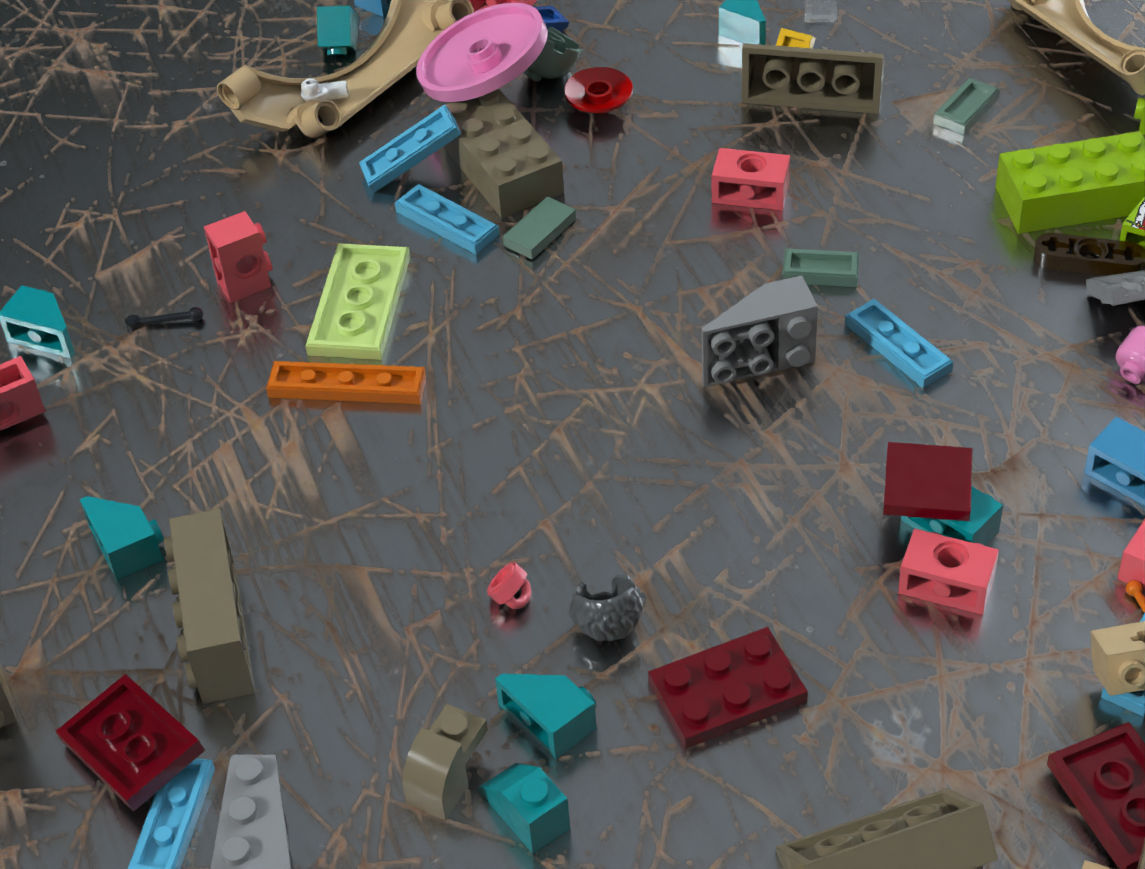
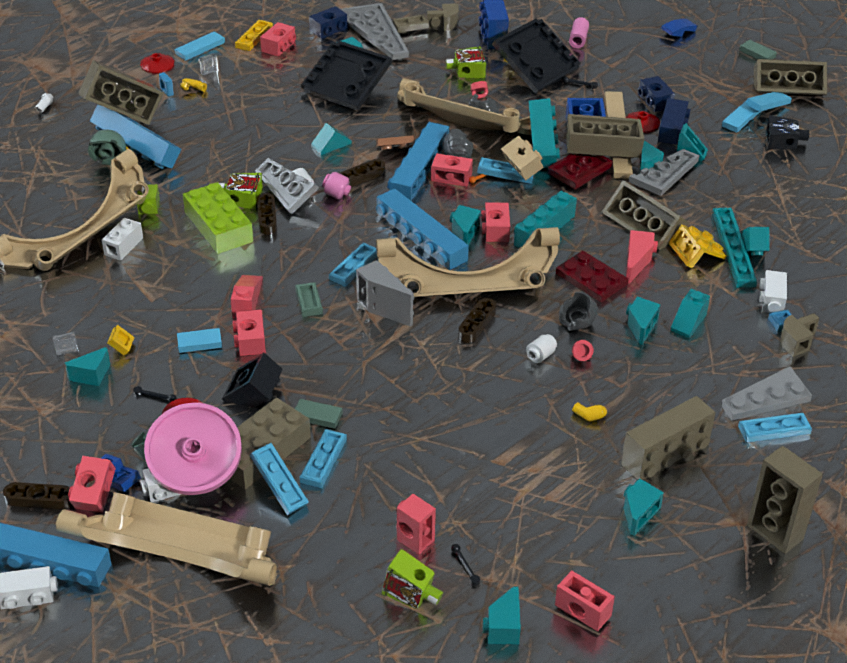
camera: 115 degrees left, 5 degrees down
(130, 742) = (751, 444): dark red plate -> none
(152, 235) = (410, 581): none -> lime torso
(327, 91) = (227, 548): white arm -> none
(337, 29) = (146, 570): teal slope -> none
(346, 382) = (478, 459): orange tile -> none
(358, 302) = (410, 475): yellowish green tile -> none
(359, 546) = (590, 413): none -> yellow arm
(437, 759) = (696, 334): dark tan brick -> none
(543, 527) = (541, 348): none -> white brick
(629, 165) = (253, 382): none -> black slope
(674, 482) = (464, 332): none -> dark brown beam
(686, 65) = (138, 391): none -> black hinge
(759, 787) = (640, 252): none -> coral slope
(768, 129) = (199, 340): none -> medium azure tile
(776, 482) = (511, 274): none -> tan panel
(812, 78) = (151, 322): dark tan slope -> none
(852, 188) = (245, 294): none -> coral slope
(922, 650) = (551, 214): none -> teal brick
(928, 481) = (460, 223): dark red tile -> none
(966, 106) = (153, 271): sand green tile -> none
(999, 436) = (422, 229): none -> dark azure brick
(1054, 74) = (122, 239): none -> white brick

